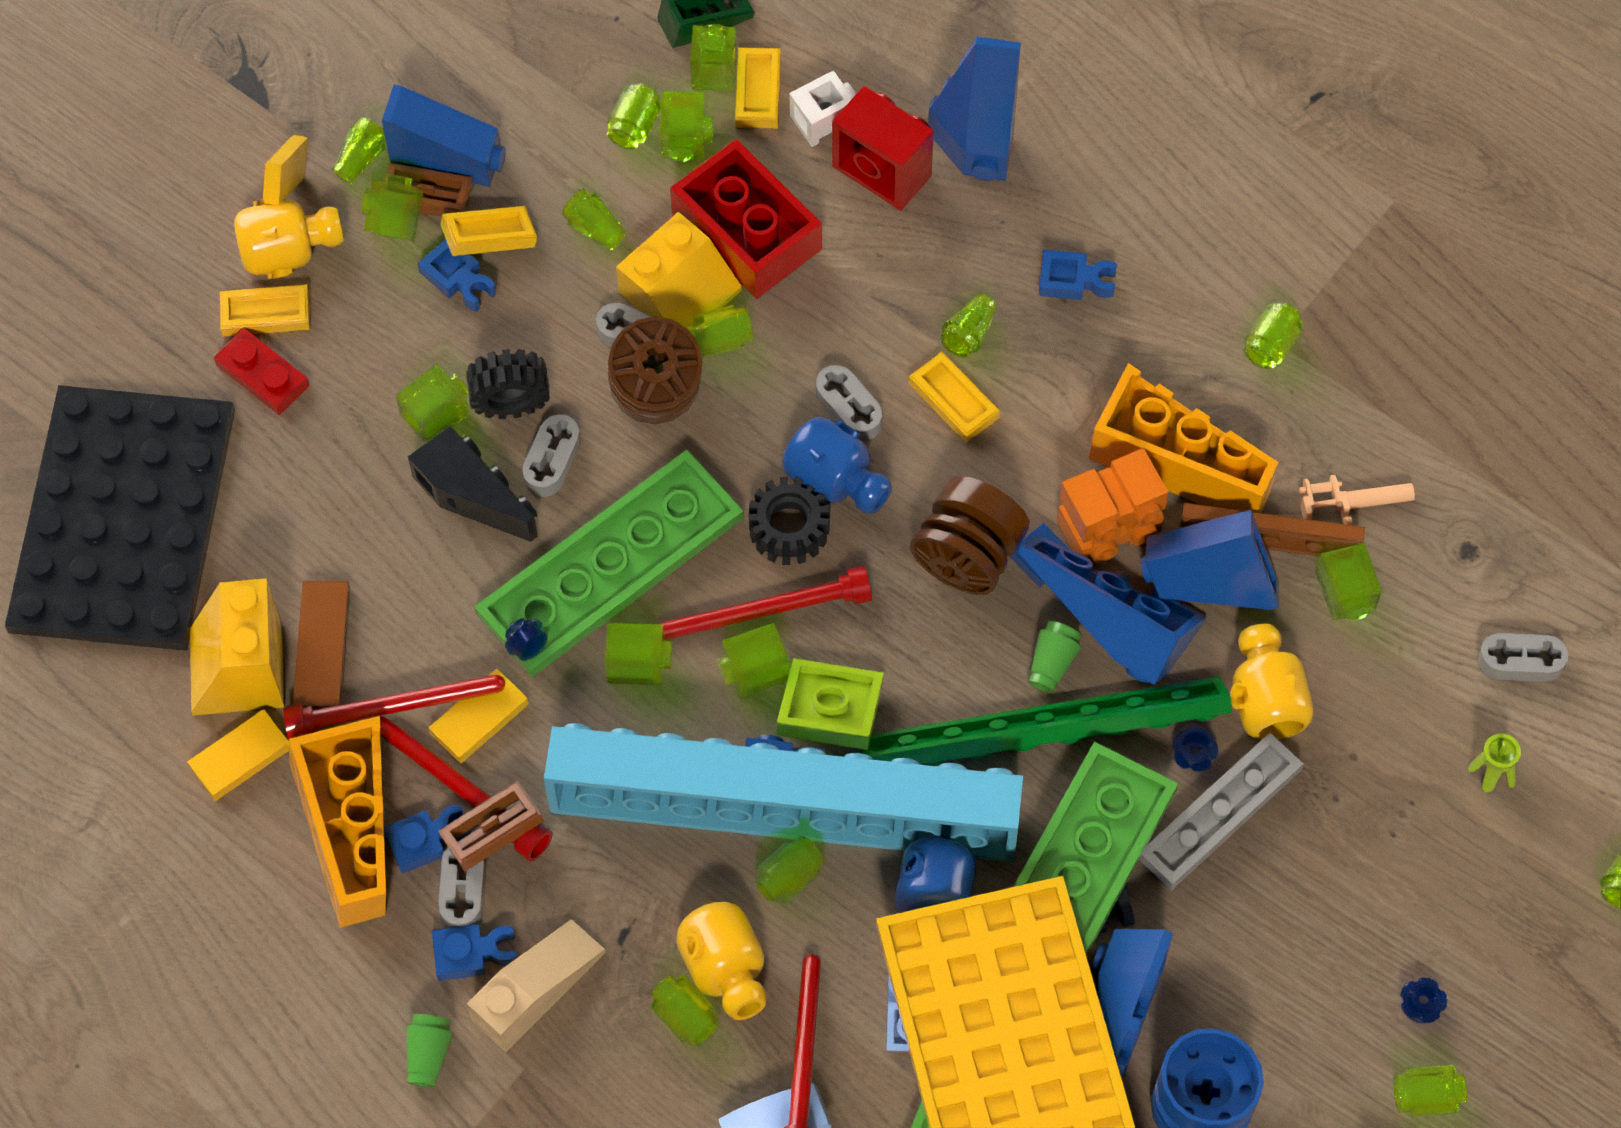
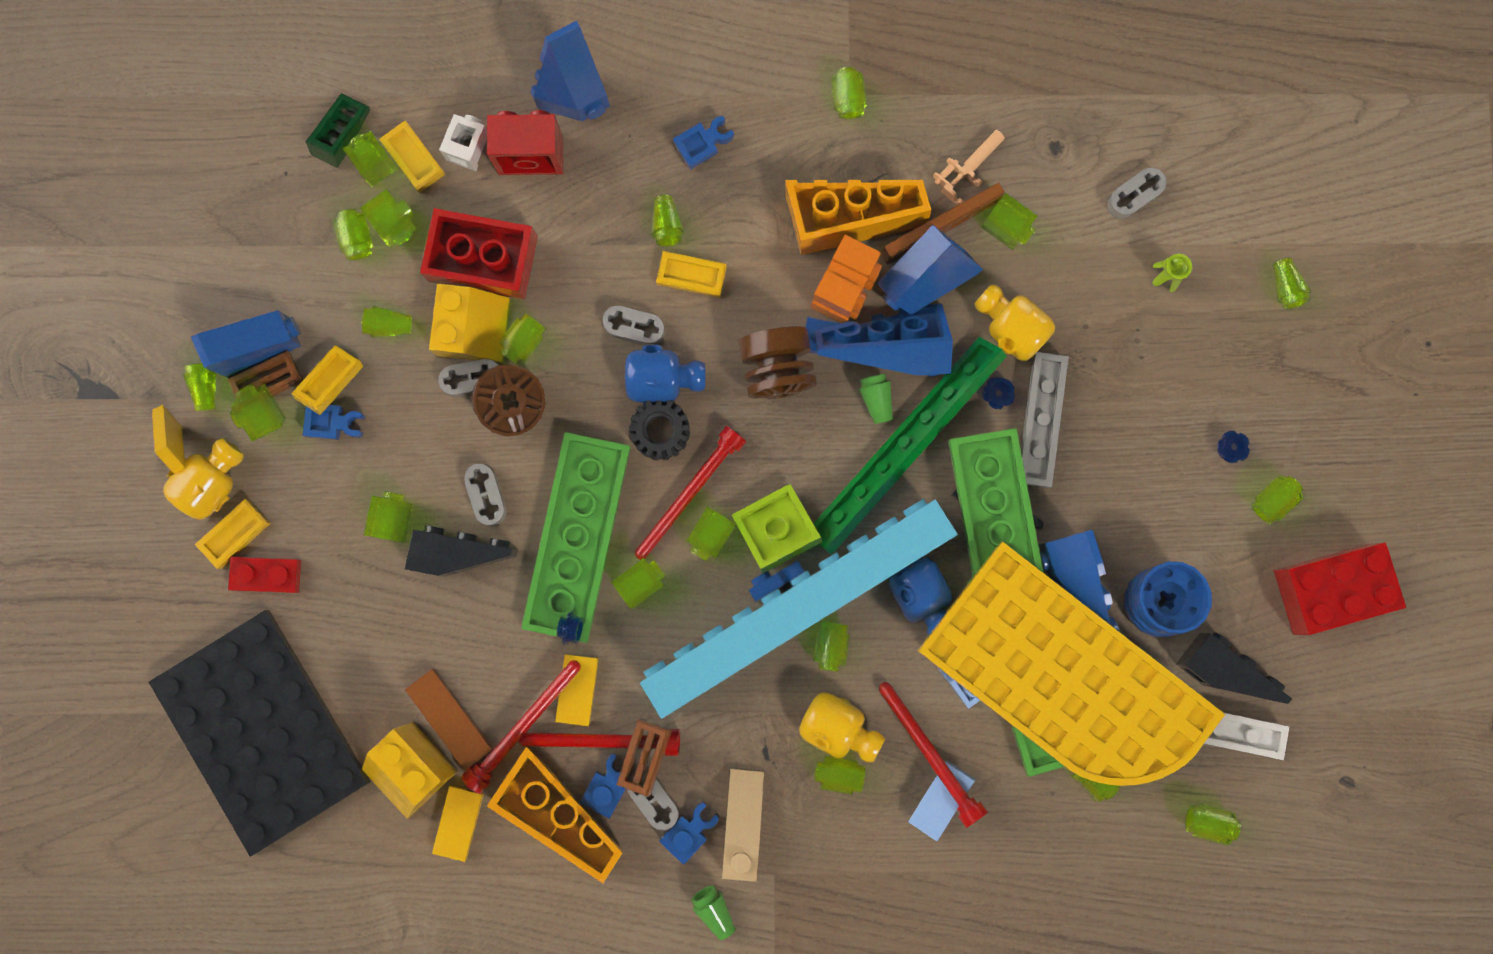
camera: 40 degrees left, 20 degrees up
(507, 384) = (424, 474): black tyre -> none

